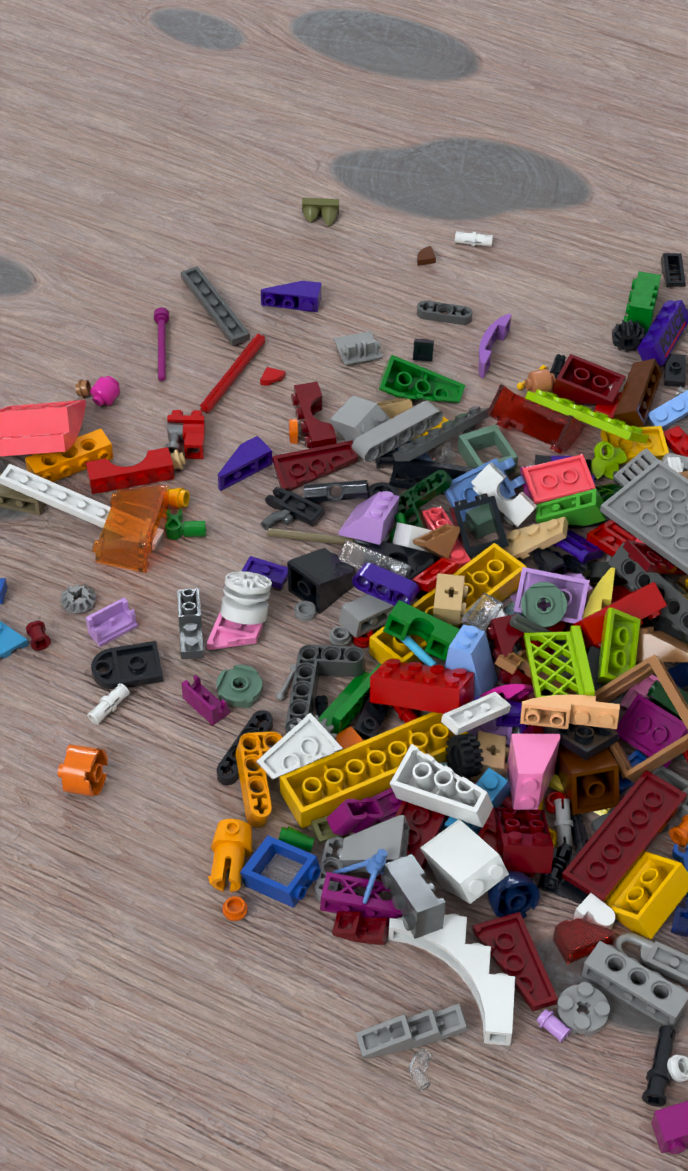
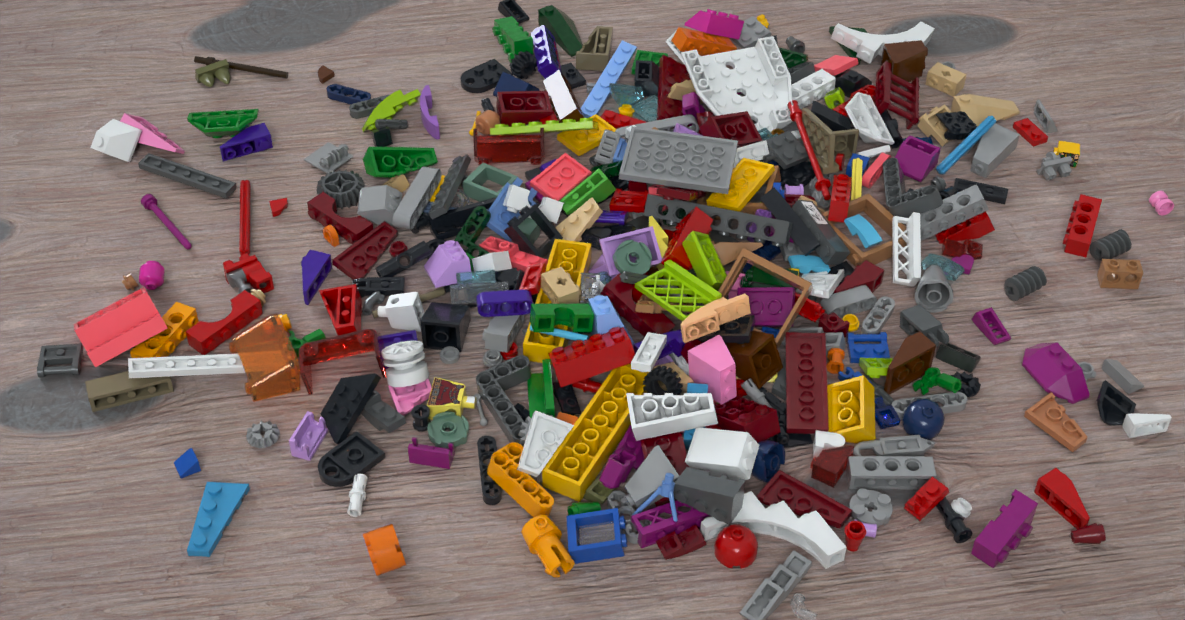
camera: 35 degrees left, 5 degrees down
(38, 636) = (255, 476): dark red bush -> none
(164, 610) = (347, 404): none -> black wing
(173, 541) = (339, 347): none -> clear red windscreen
(176, 239) = (117, 140): none -> white slope
(211, 244) = (150, 135): none -> bright pink wedge
(220, 655) = (417, 418): none -> black bush
(235, 908) = (581, 581): orange plate -> none
(239, 516) = (344, 308): none -> red wedge
(263, 654) = (449, 397): none -> torso
(283, 264) = (222, 122): none -> green wedge
(291, 540) = (403, 311): none -> white torso
(328, 193) = (210, 60): none -> dark brown bar
(340, 383) = (341, 186): none -> dark grey gear
(344, 474) = (397, 248): none -> dark red plate
(379, 545) = (476, 277): none -> clear light blue slope
(409, 965) = (736, 546): none -> red cylinder
(422, 281) = (340, 93): none -> dark blue beam
(439, 541) = (515, 255): medium nougat slope -> none
(444, 340) = (391, 123): none -> dark grey axle
(446, 322) = (389, 107): none -> lime slope
(473, 239) = (351, 48): white pin -> none
(511, 692) = (656, 327): dark pink slope -> none
(533, 1026) = (854, 535): none -> red cone
(583, 331) = (483, 76): none -> black plate
(603, 353) = (510, 83): none -> dark blue slope
(607, 463) = (580, 150): lime plate -> none
(647, 1035) = (926, 498): none -> red plate

